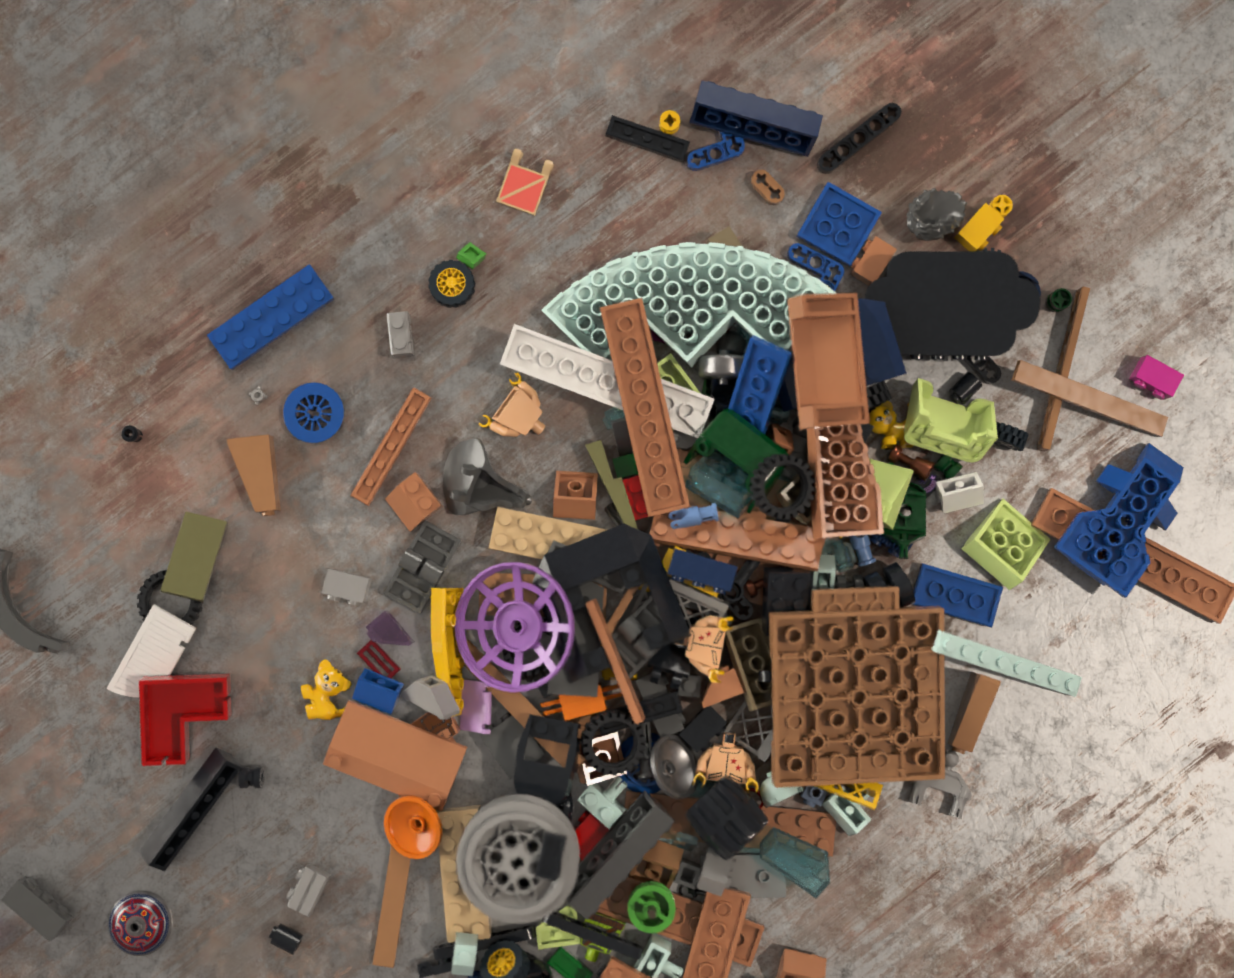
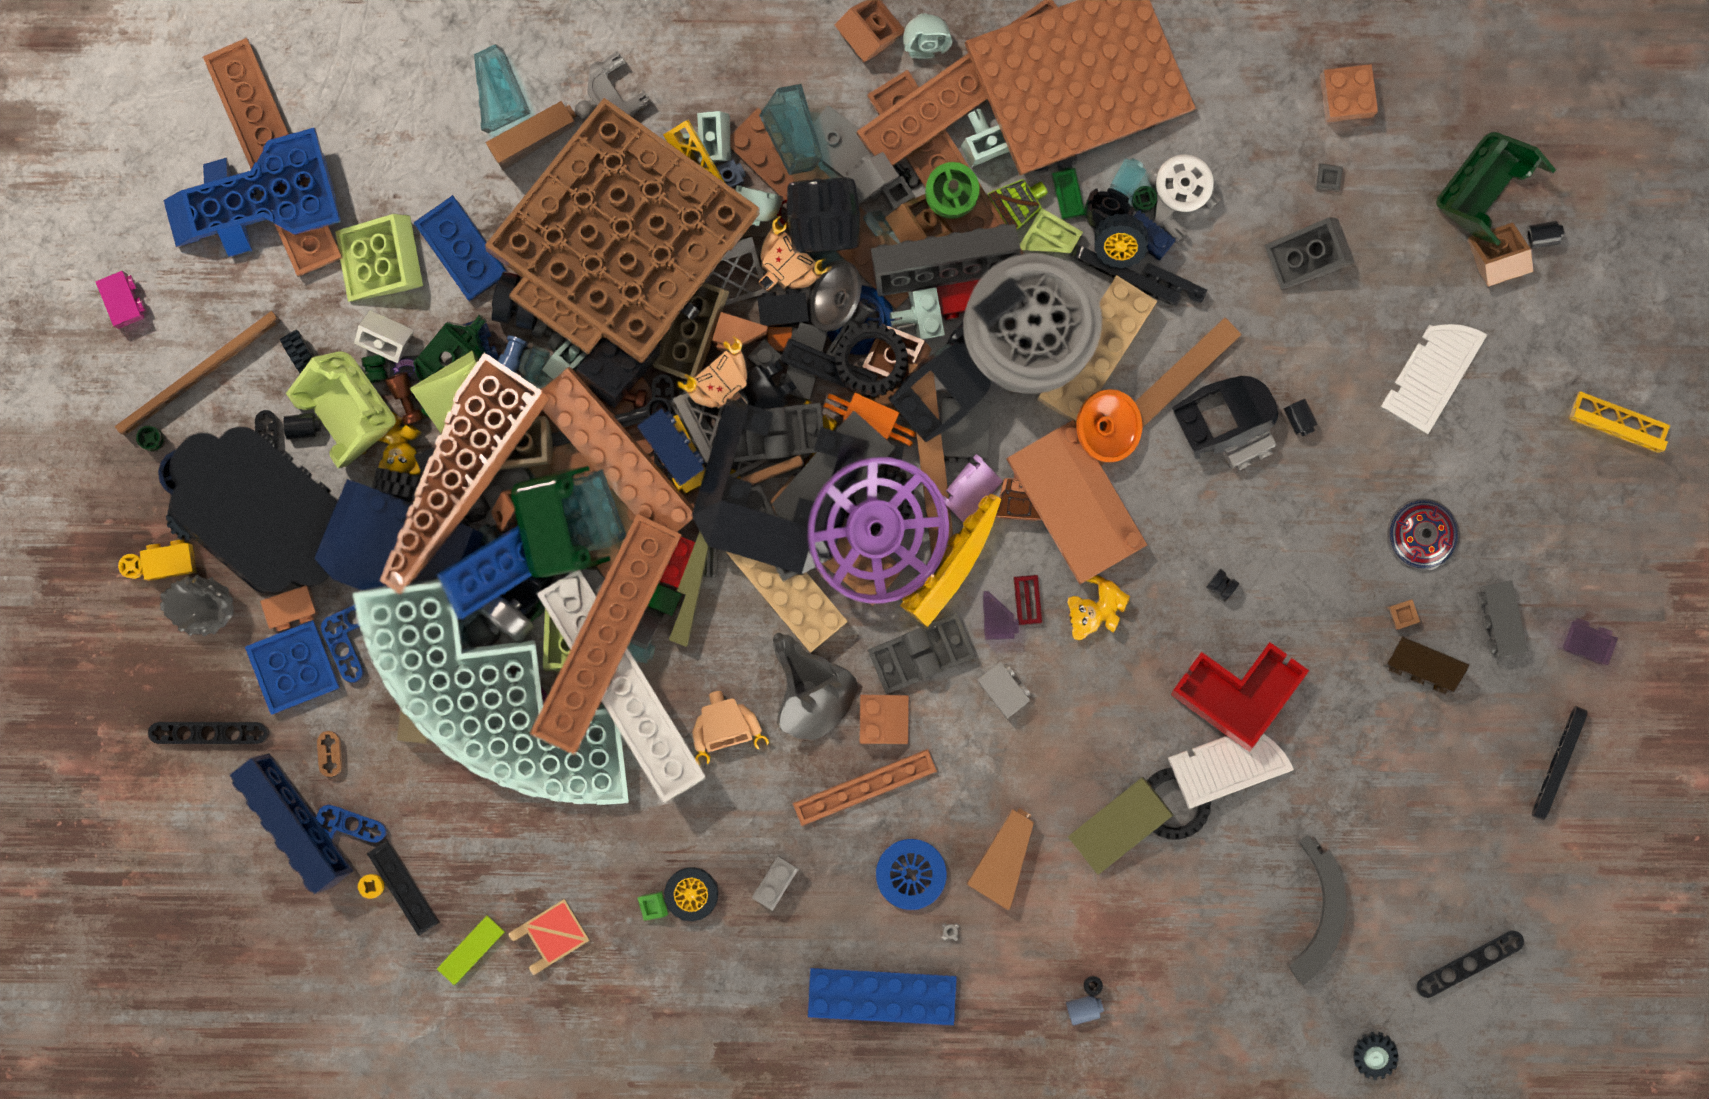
camera: 150 degrees left, 0 degrees up
(66, 833) = (1425, 665): none -> dark brown slope
(110, 856) = (1404, 614): none -> medium nougat plate
(125, 413) = (1084, 1009): none -> sand blue brick
(190, 809) = (1298, 599): black brick -> none
(328, 920) = (1247, 401): none -> black slope
(377, 691) = (1048, 572): blue brick -> none
(432, 696) = (1001, 527): light grey slope -> none
(464, 954) = (1149, 278): light aqua slope -> none
(570, 133) = (470, 950): none -> lime tile
(575, 495) = (731, 609): nougat slope -> none
(594, 934) = (1021, 206): black beam -> none
(615, 661) = (812, 428): nougat tile -> none
(690, 706) = (778, 337): none -> orange tile
(693, 516) = (640, 502): medium blue piece -> none
(805, 493) = (532, 439): black tyre -> none
(828, 360) = (410, 541): nougat slope -> none
(1006, 663) = (467, 153): light aqua plate -> none
(1020, 725) = (498, 89): none -> clear light blue wedge
(1089, 398) = (197, 327): medium nougat tile -> none

